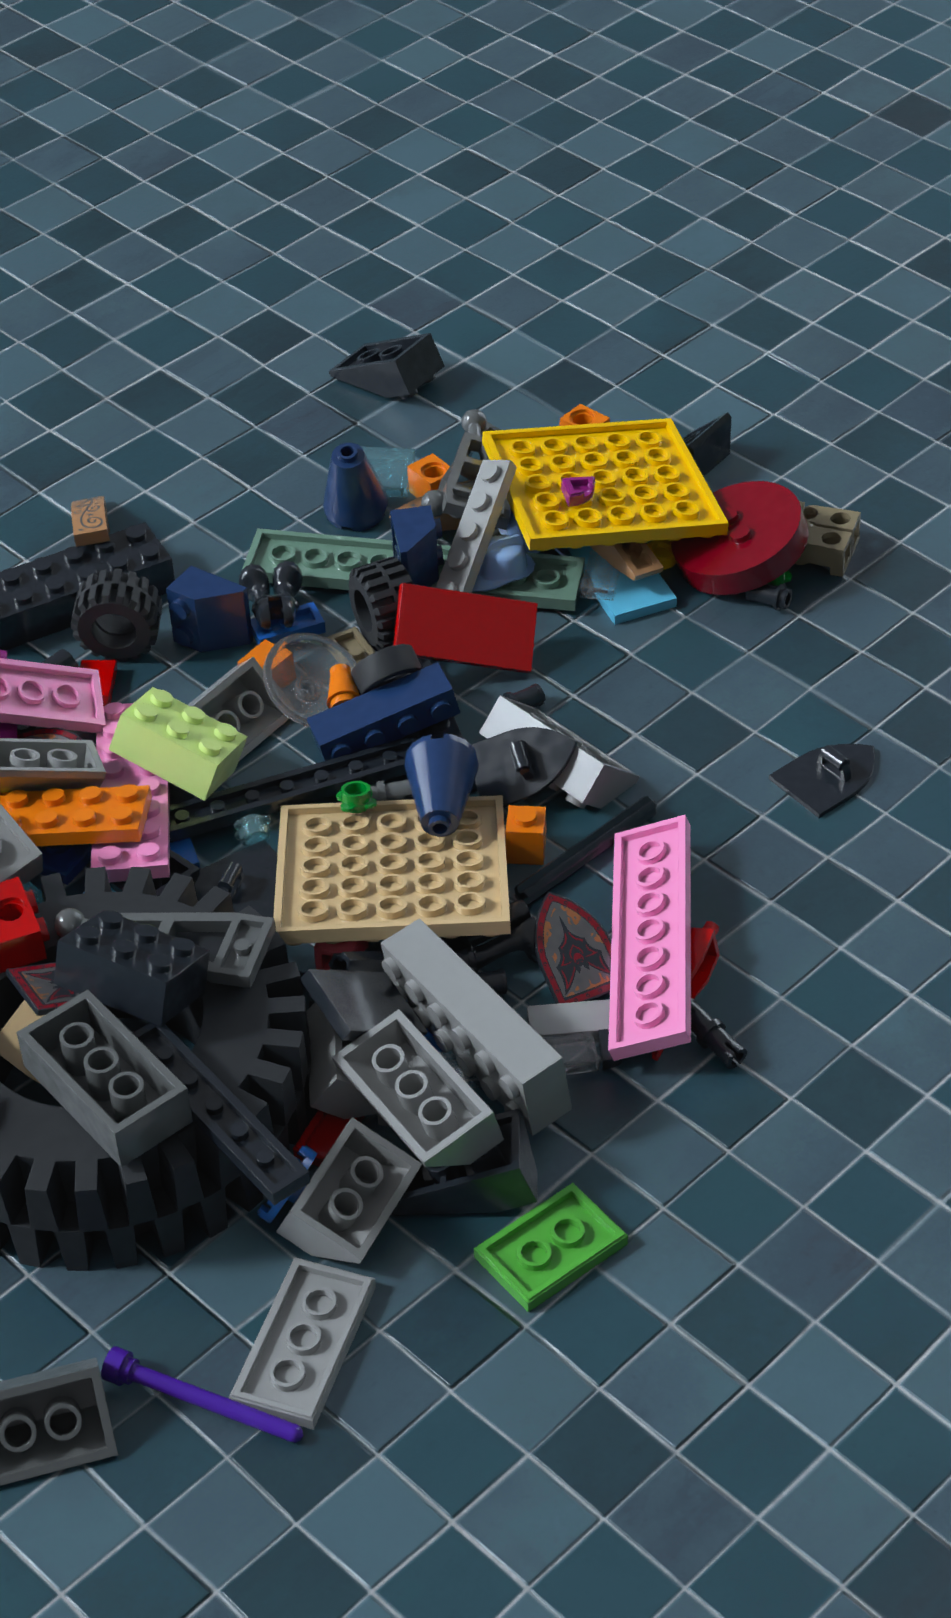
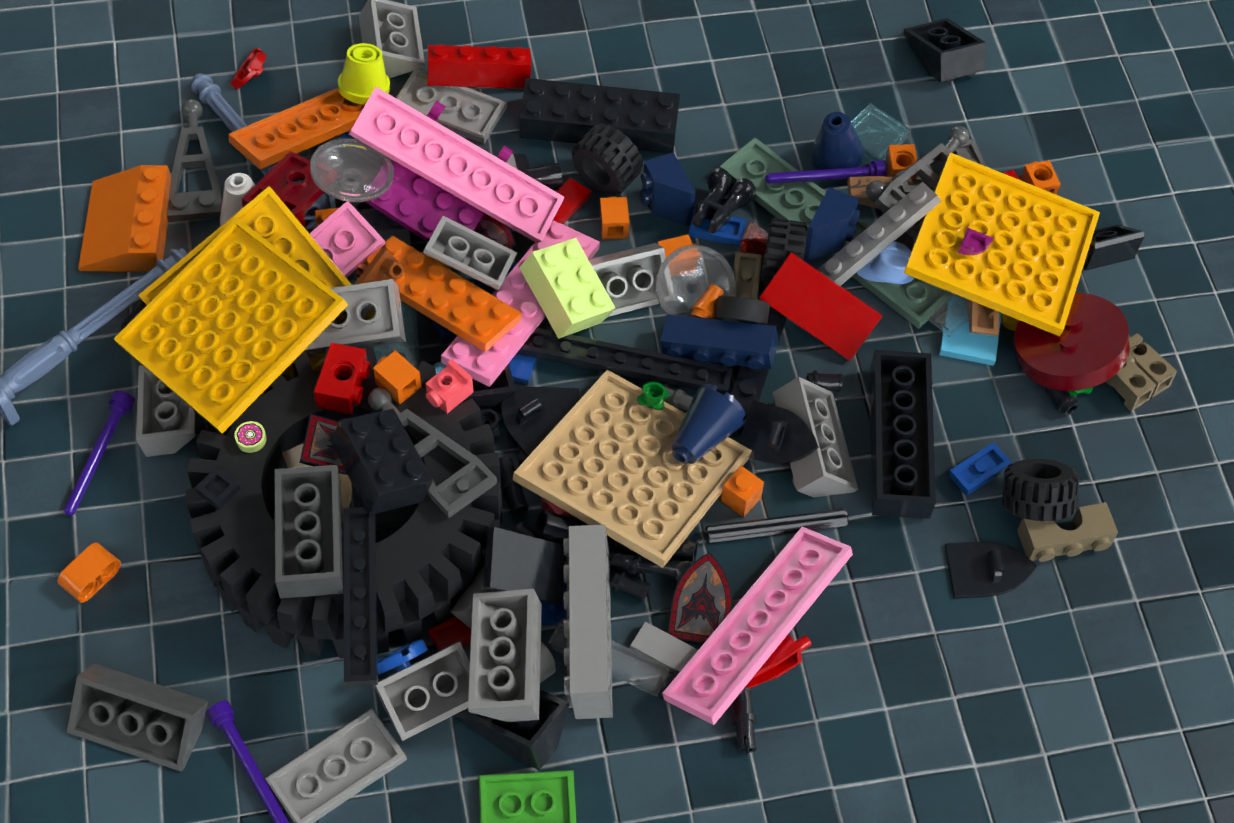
camera: 30 degrees right, 15 degrees up
(74, 886) = (397, 376): none -> orange brick
(90, 521) = (649, 70): medium nougat slope -> none
(143, 868) = (449, 387): none -> coral brick
(166, 669) = (614, 218): none -> orange brick
(252, 829) = (577, 377): clear light blue plate -> none
(337, 617) = (754, 240): none -> clear red slope
(405, 496) = (875, 168): none -> dark purple piece
(645, 699) = (902, 434): none -> black brick
(745, 693) = (979, 469): none -> blue plate
(825, 669) = (1040, 489): none -> black tyre
(895, 688) = (1045, 539): none -> dark tan arch

